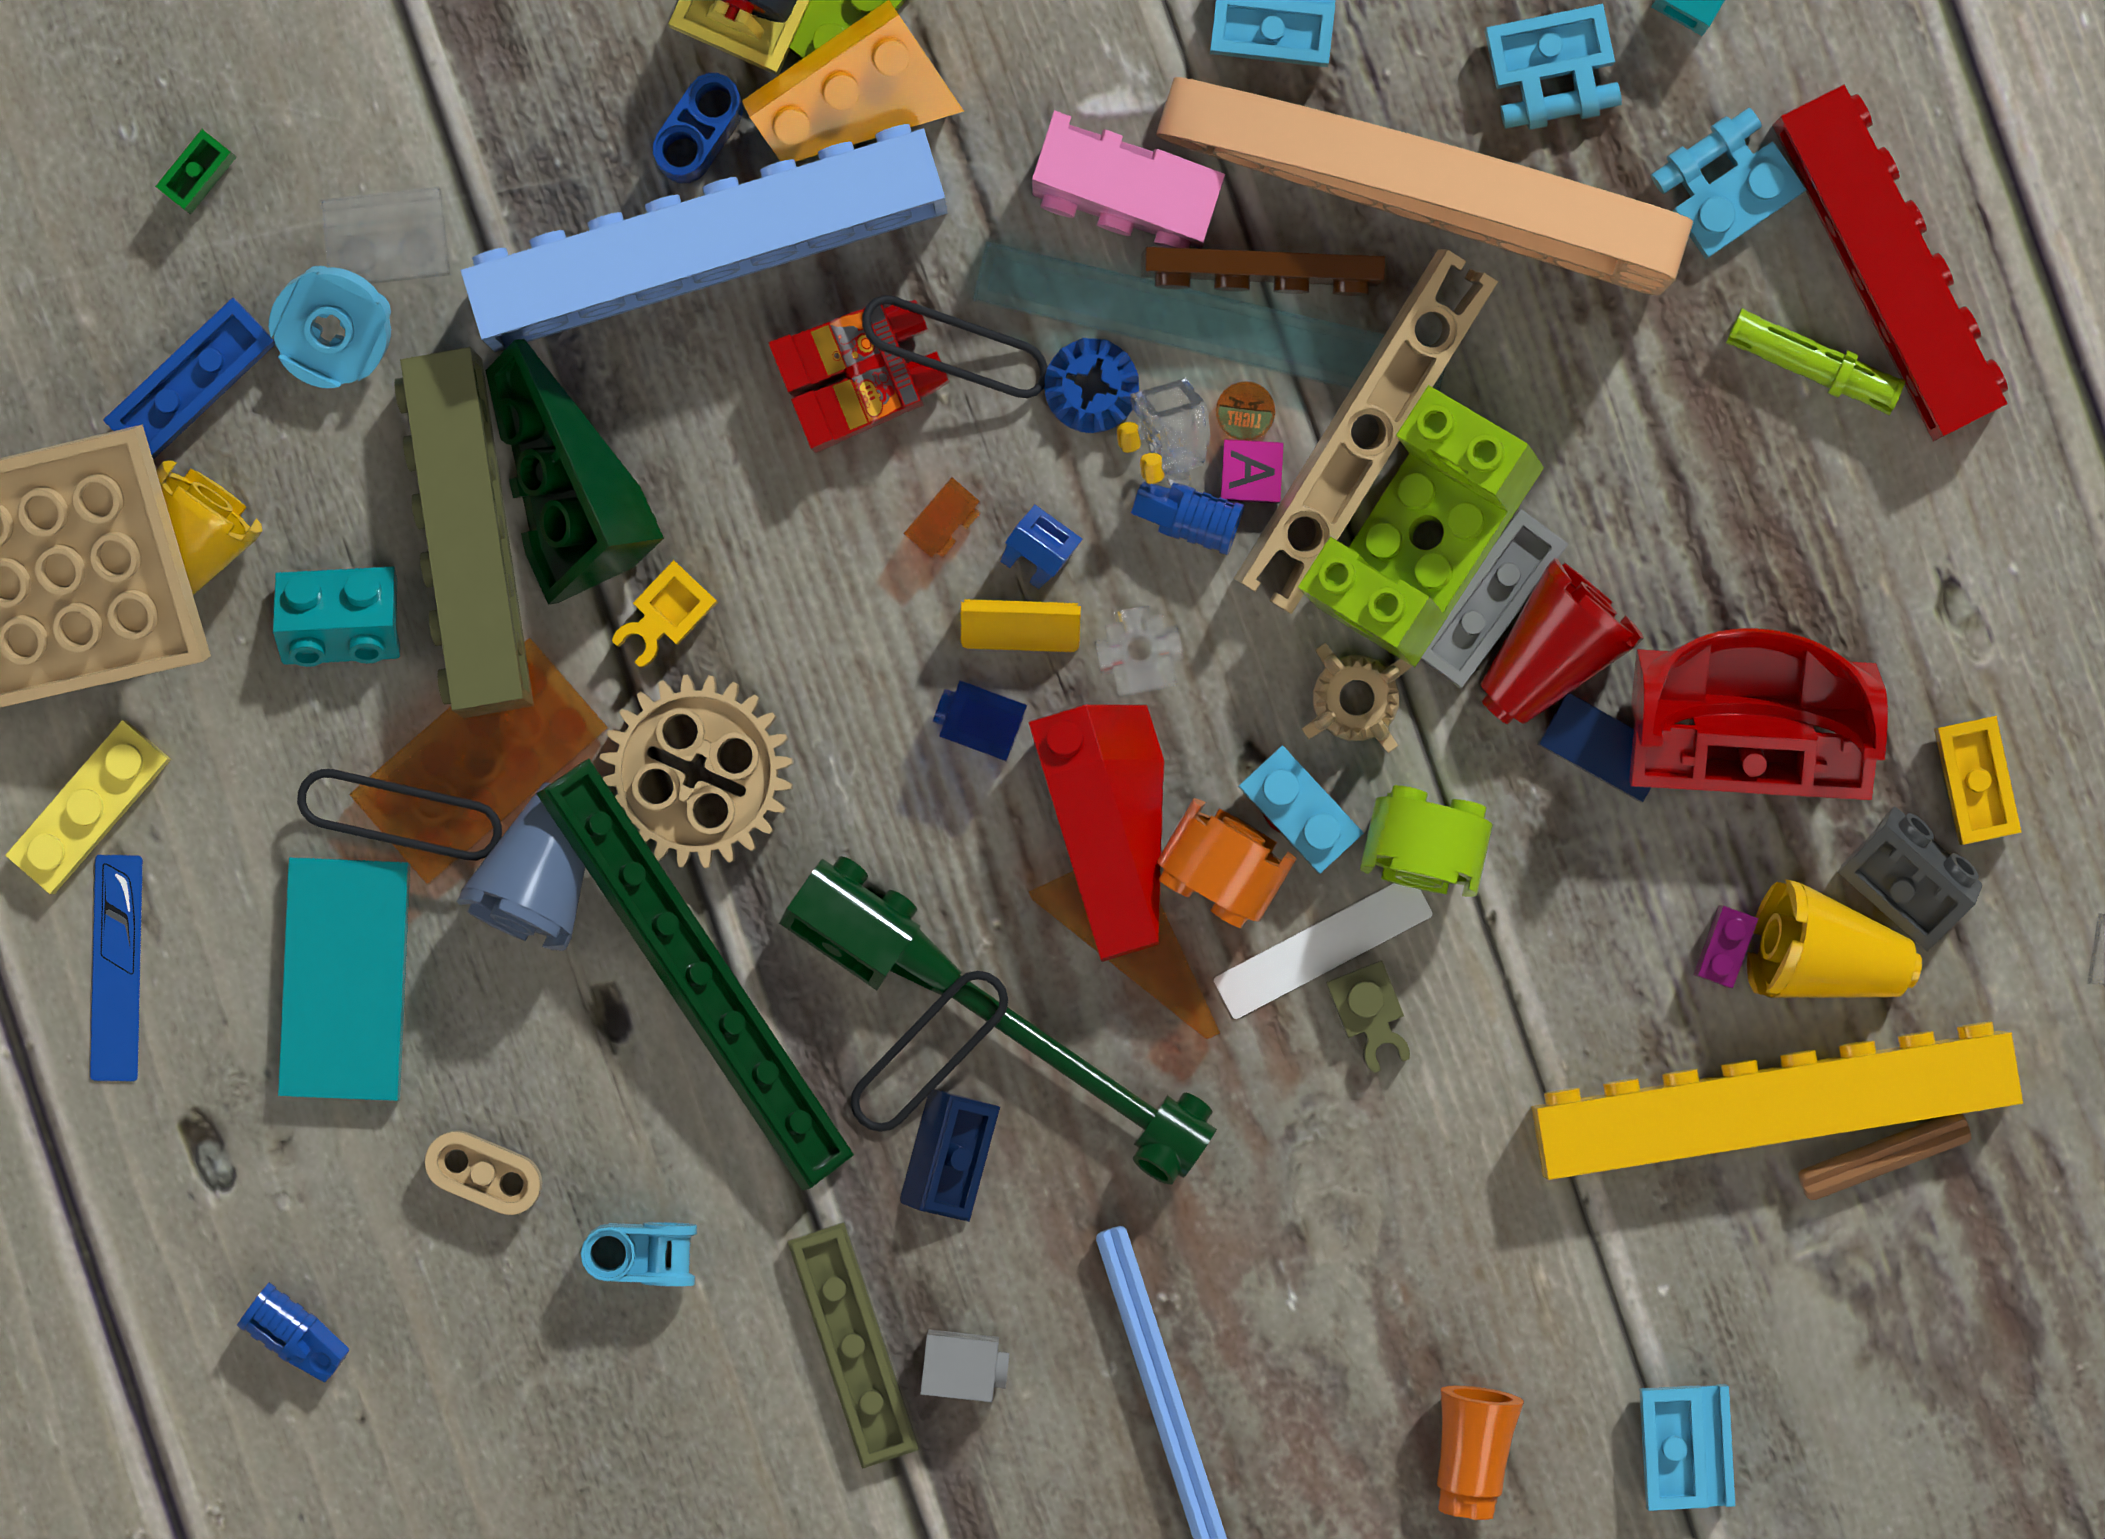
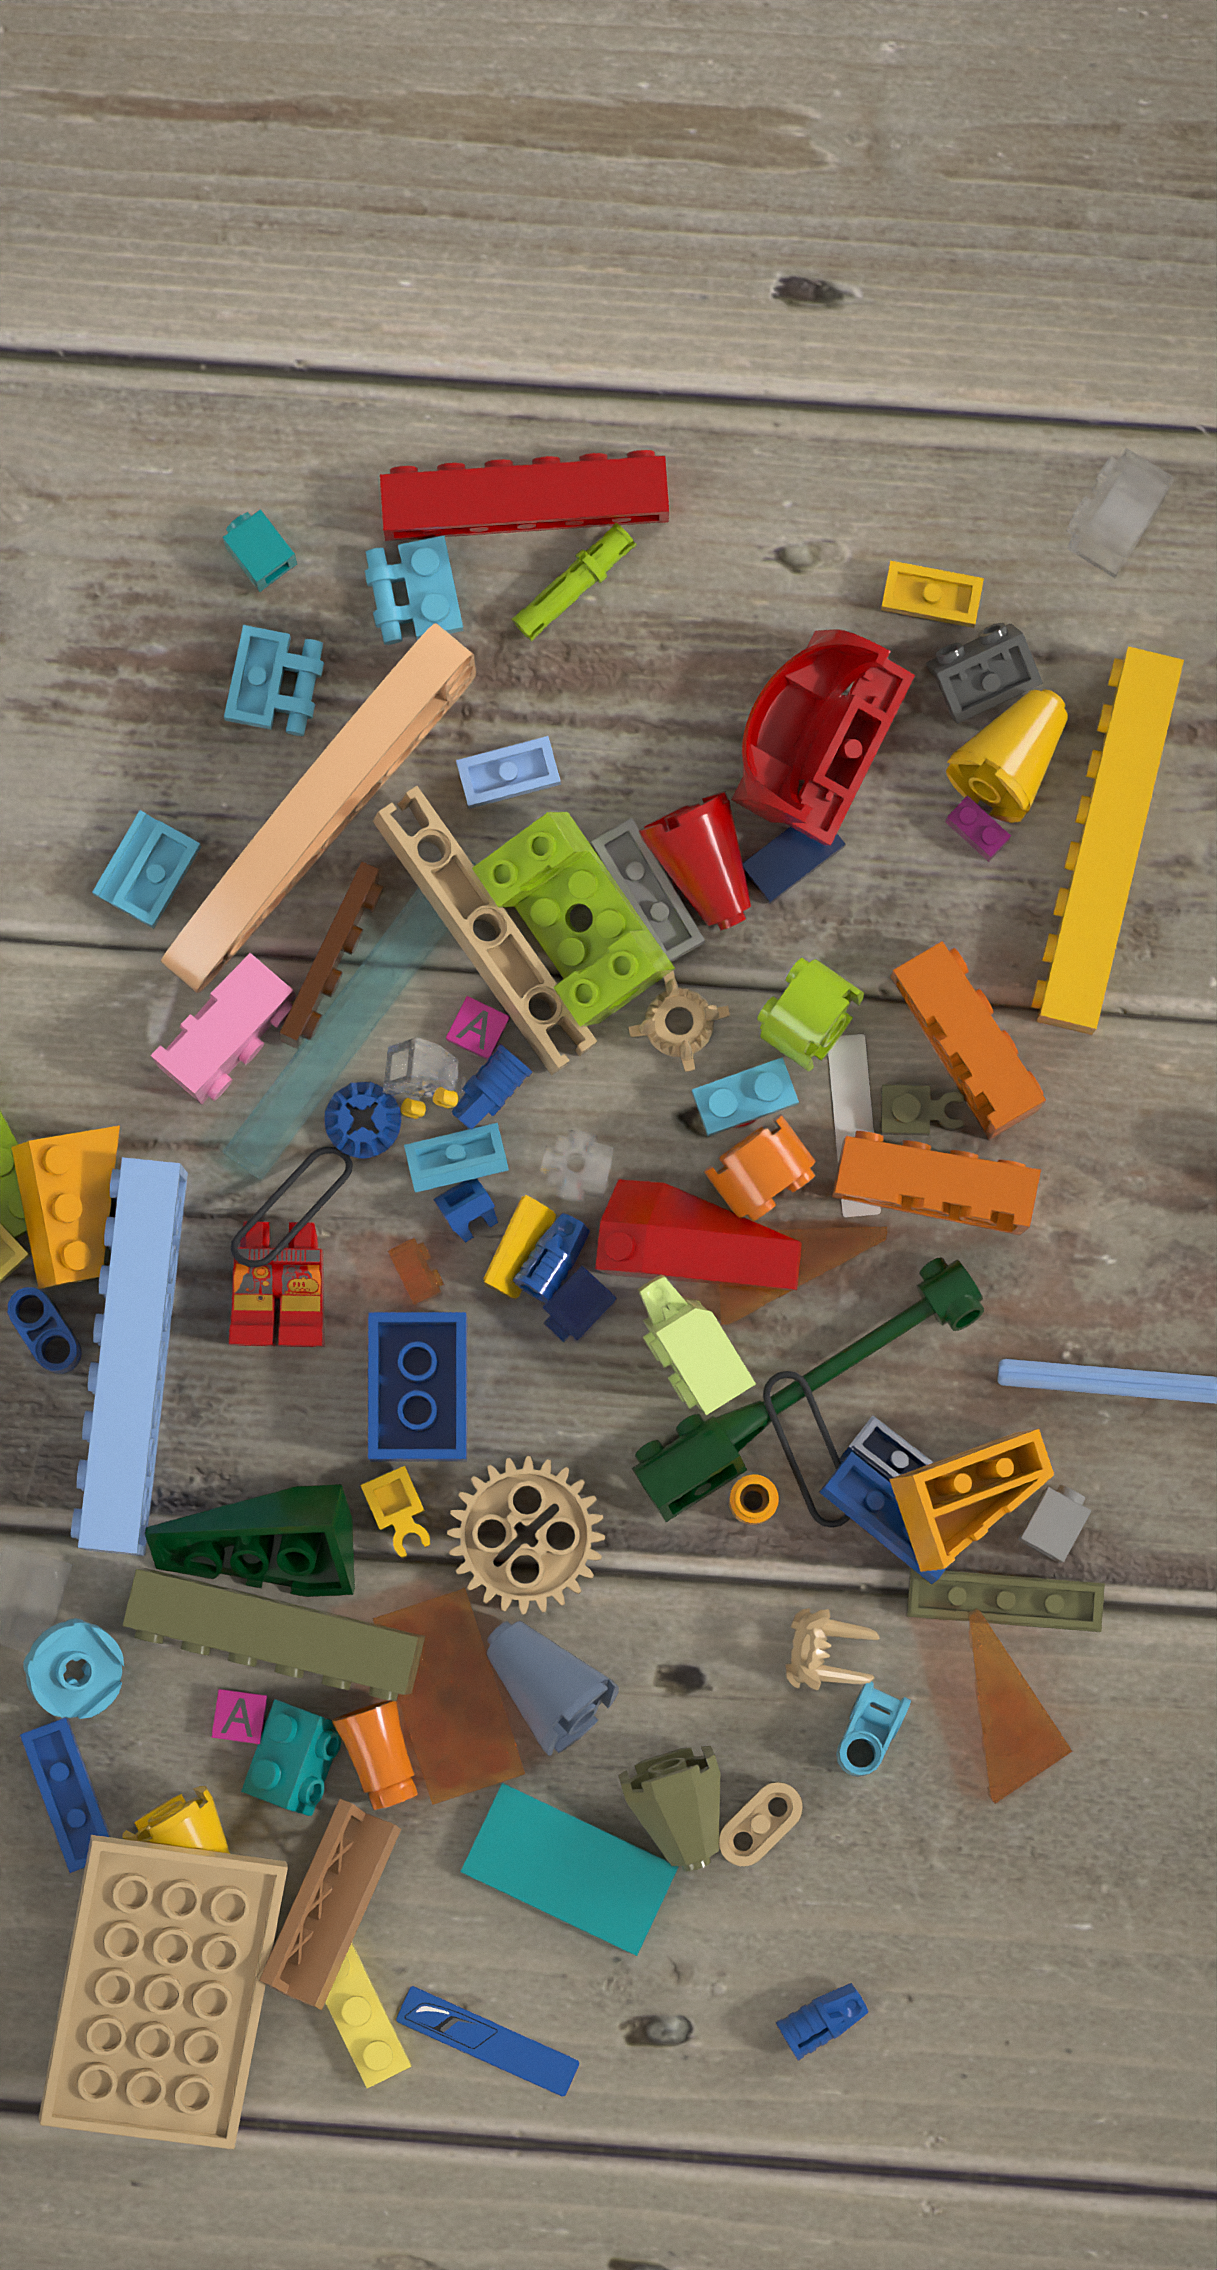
camera: 70 degrees left, 5 degrees down
(187, 727) = (330, 1905): none -> medium nougat fence
(359, 535) = (239, 1716): none -> dark pink tile
(381, 708) = (378, 1752): none -> orange plant
(403, 789) = (446, 1761): black piece -> none
(465, 1069) = (678, 1804): none -> olive cone
(695, 974) = (678, 1598): dark green tile -> none
(703, 1145) = (809, 1648): none -> tan piece
(713, 1416) = (1016, 1728): none -> clear orange wing
(809, 577) = (417, 1386): none -> blue brick
(824, 1012) = (757, 1484): none -> light orange brick
(889, 1177) = (873, 1506): none -> blue plate
(952, 1252) = (967, 1493): none -> light orange wedge
(989, 869) = (694, 1346): none -> yellowish green hinge
(1024, 668) = (552, 1258): none -> blue hinge
(1092, 509) = (456, 1157): none -> medium azure plate
(1245, 411) = (431, 1014): clear orange tile -> none
(1293, 1071) = (936, 1183): none -> orange wedge
(1475, 1036) = (968, 1039): none -> orange wedge
(1561, 380) = (508, 772): none -> light blue plate
(1884, 1156) = (1180, 778): medium nougat axle -> none

